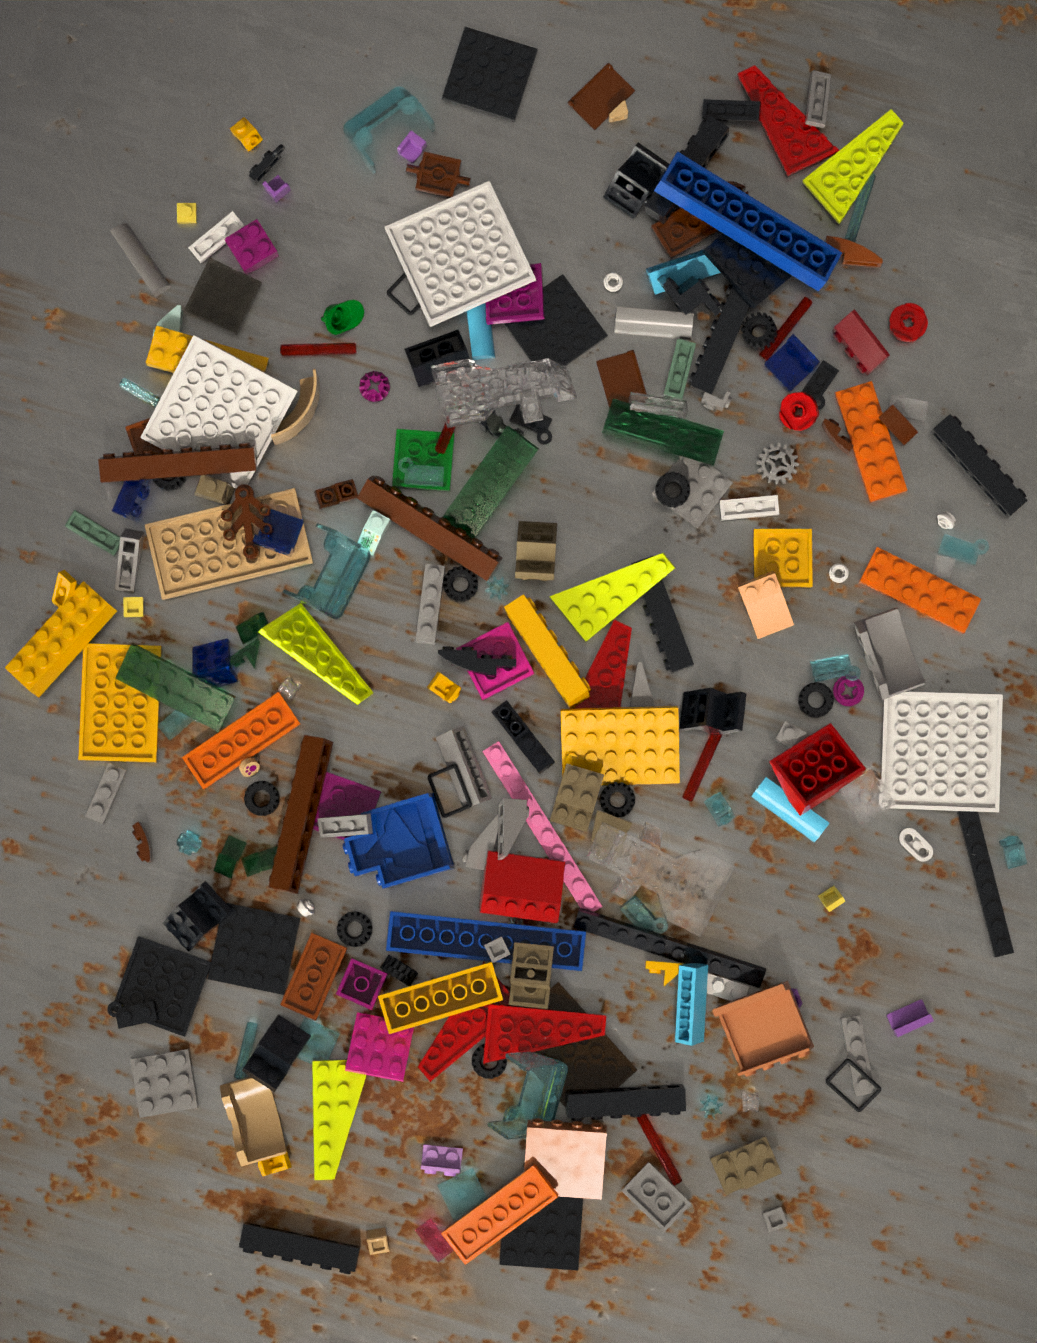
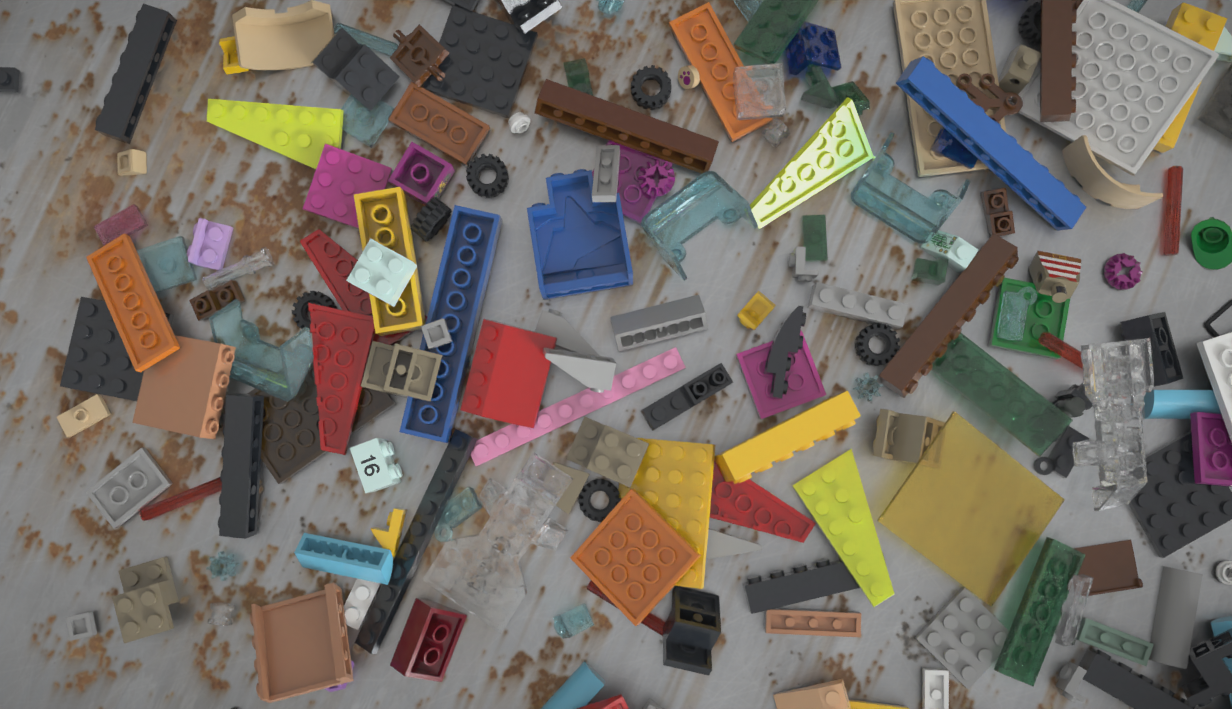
camera: 95 degrees right, 0 degrees up
(230, 856) = (587, 45): clear green slope -> none
(257, 1000) = (419, 55): none -> reddish brown plate
(260, 705) = (759, 91): none -> clear brick
(286, 509) = (990, 143): none -> blue brick
(348, 790) = (664, 184): none -> magenta gear
(367, 753) = (690, 212): none -> clear light blue windscreen
(375, 645) = (814, 237): none -> clear green plate
(386, 444) = (1055, 275): none -> torso
(392, 546) = (930, 271): none -> clear green panel
(398, 657) = (797, 262): none -> light grey bracket
(437, 797) = (637, 318): black piece -> none
(453, 998) = (382, 272): none -> light aqua brick
(455, 1122) = (249, 264): none -> clear pin
(488, 1147) = (212, 301): none -> reddish brown slope
(587, 495) = (971, 509): none -> clear yellow piece
(600, 1247) = (83, 415): none -> tan plate
(611, 987) = (376, 464): none -> light aqua brick
(659, 764) = (635, 557): none -> orange plate
(669, 501) = (983, 618): black tyre -> none
(695, 613) = (813, 622): none -> nougat plate
(749, 926) = (428, 640): none -> dark red slope

